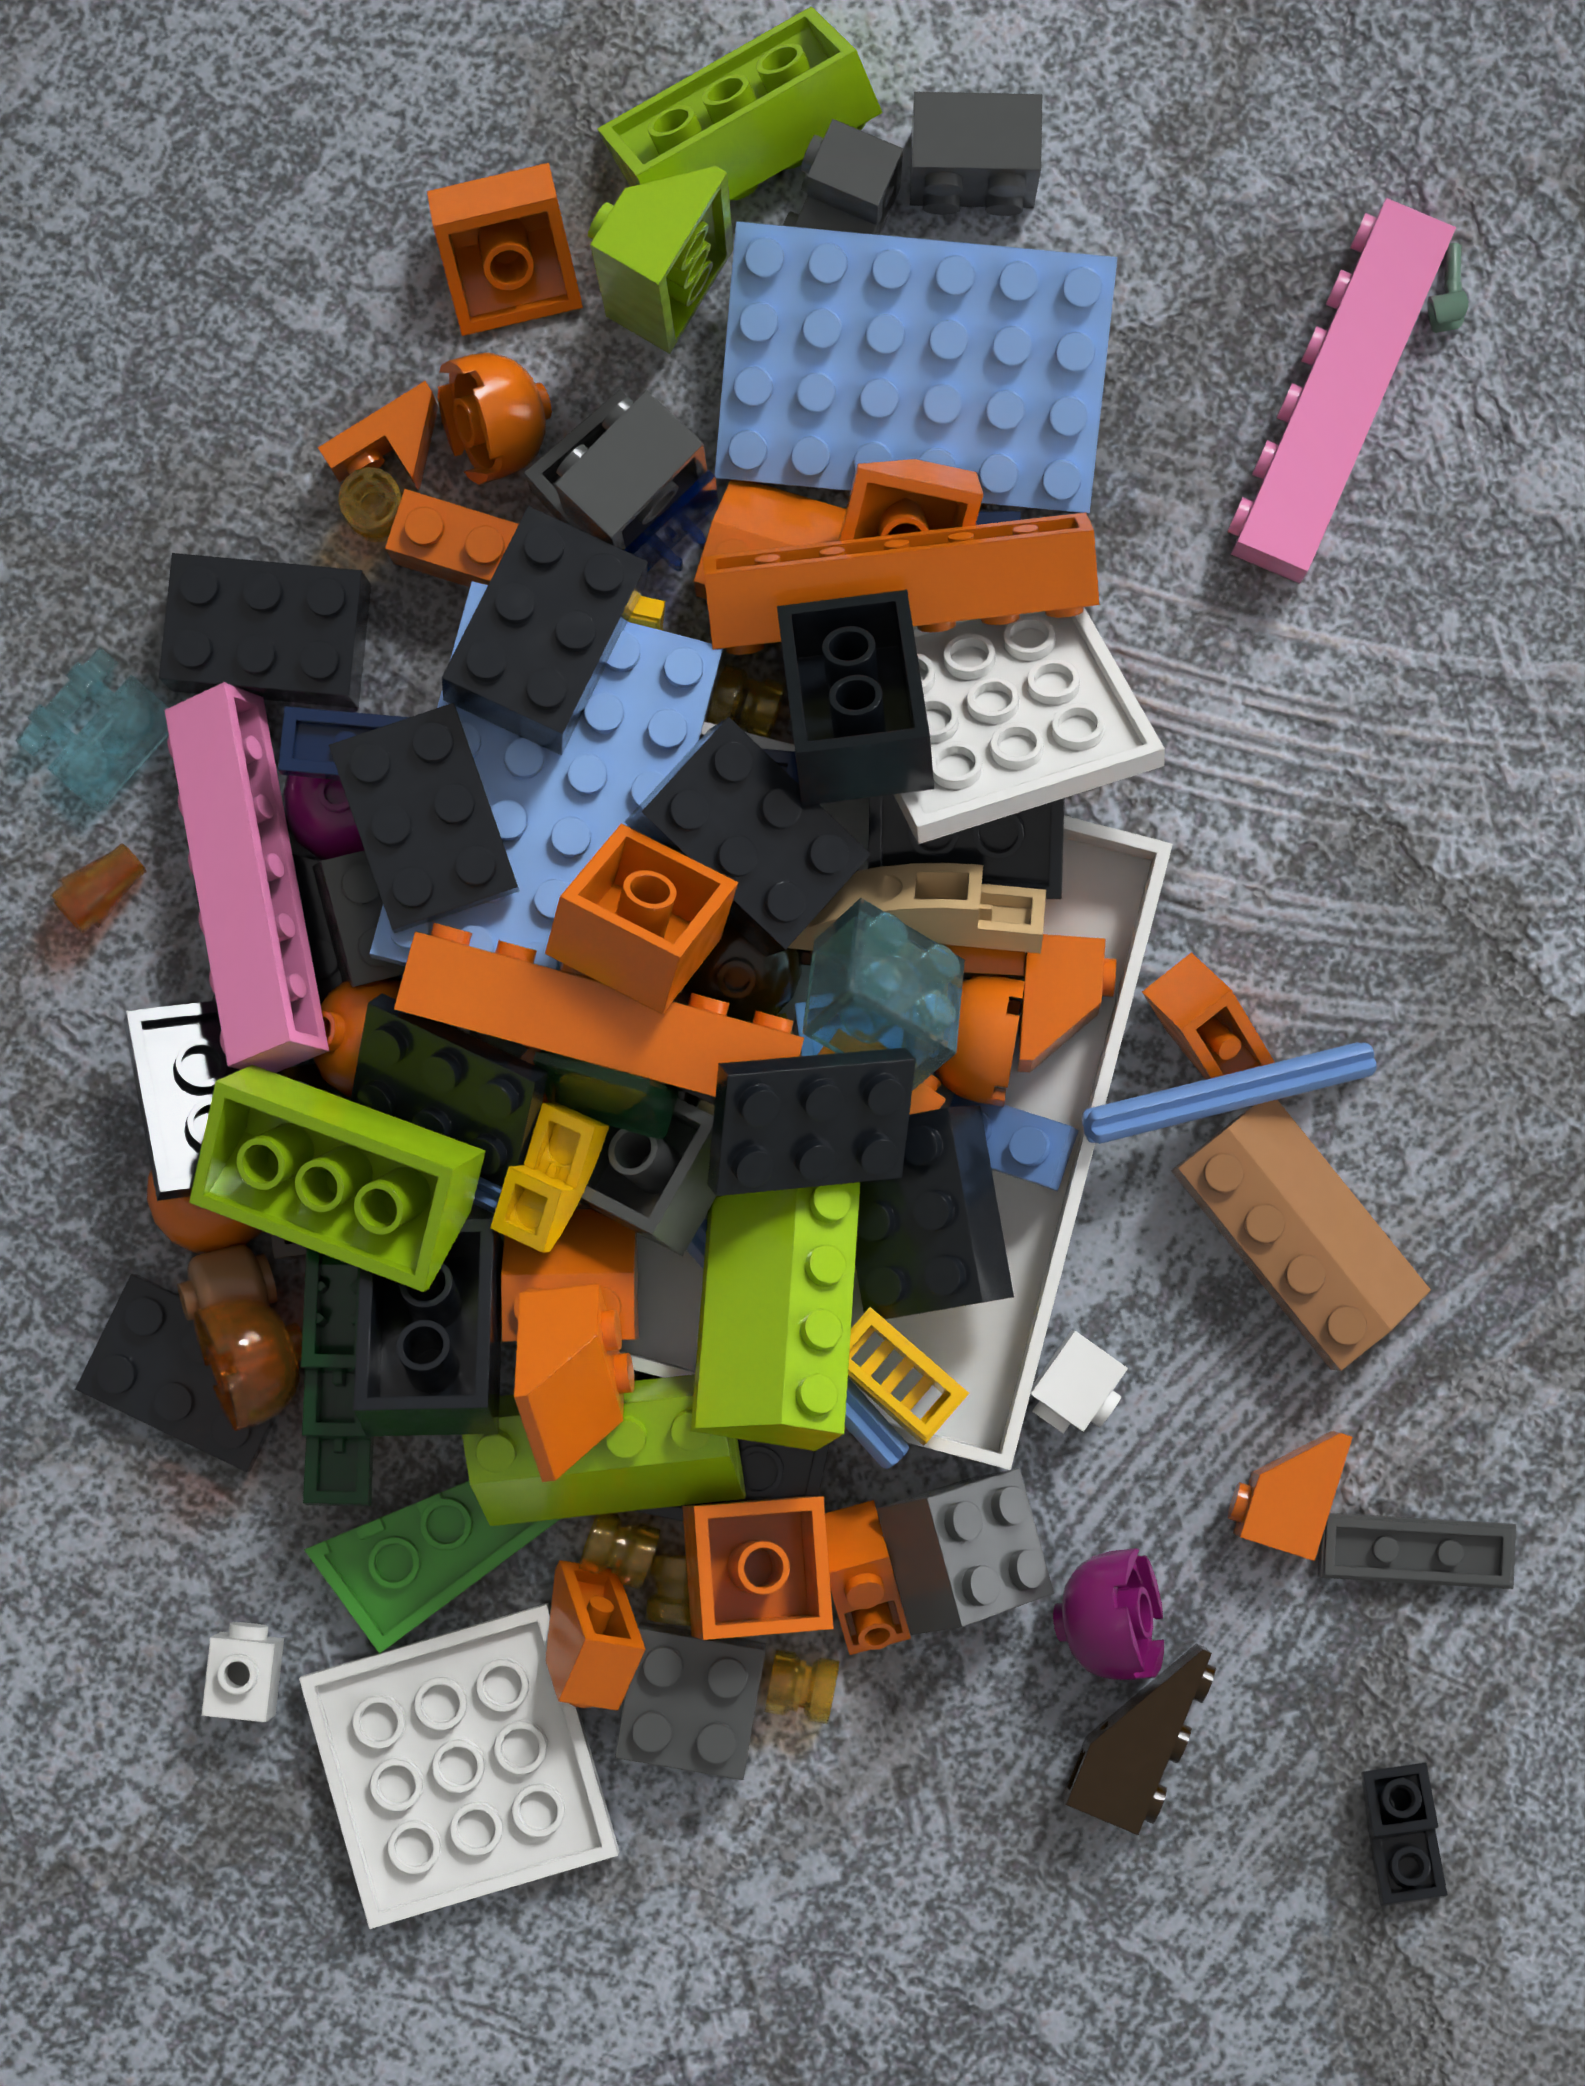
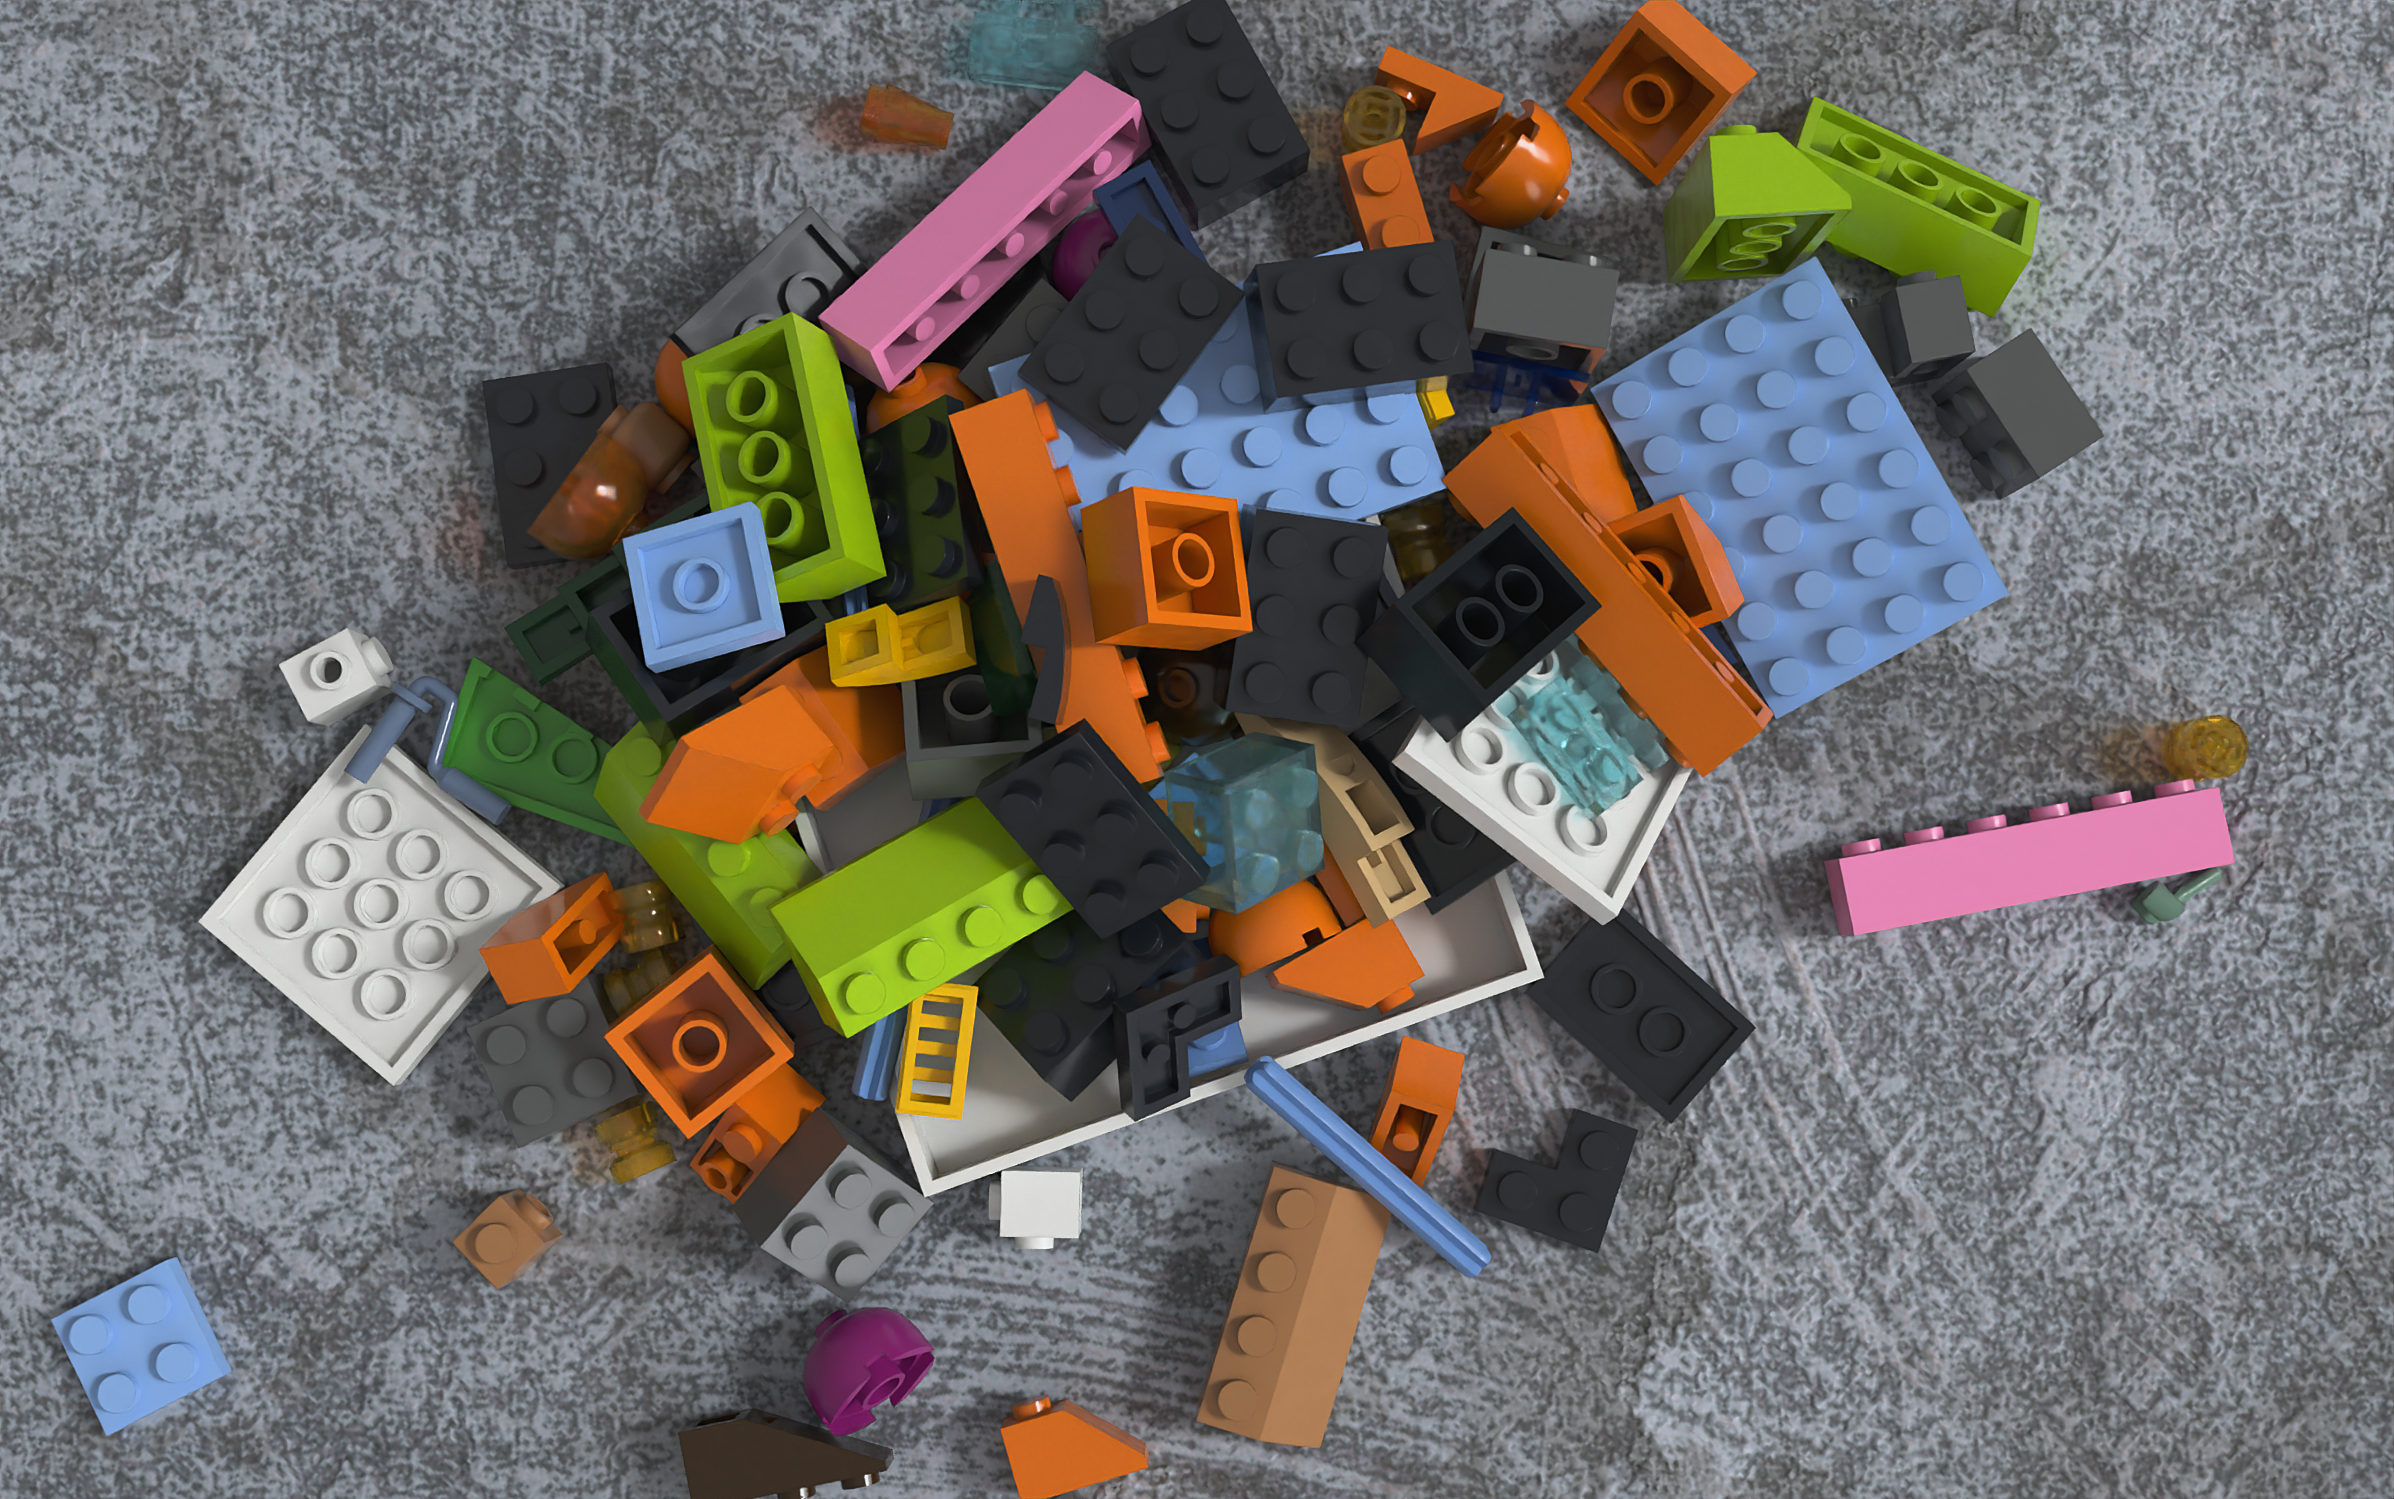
camera: 50 degrees right, 0 degrees up
(394, 1637) = (448, 778): none -> sand blue piece
(398, 1302) = (703, 587): none -> light blue plate
(628, 1045) = (1049, 628): none -> black slope
(809, 1840) = (508, 1237): none -> medium nougat brick
(1000, 1175) = (1158, 1024): none -> black plate
(1004, 687) = (1578, 747): none -> clear light blue plate
(1253, 787) = (1640, 1012): none -> black plate
(1343, 200) = (2190, 752): none -> clear yellow wheel
(1365, 948) = (1571, 1198): none -> black plate

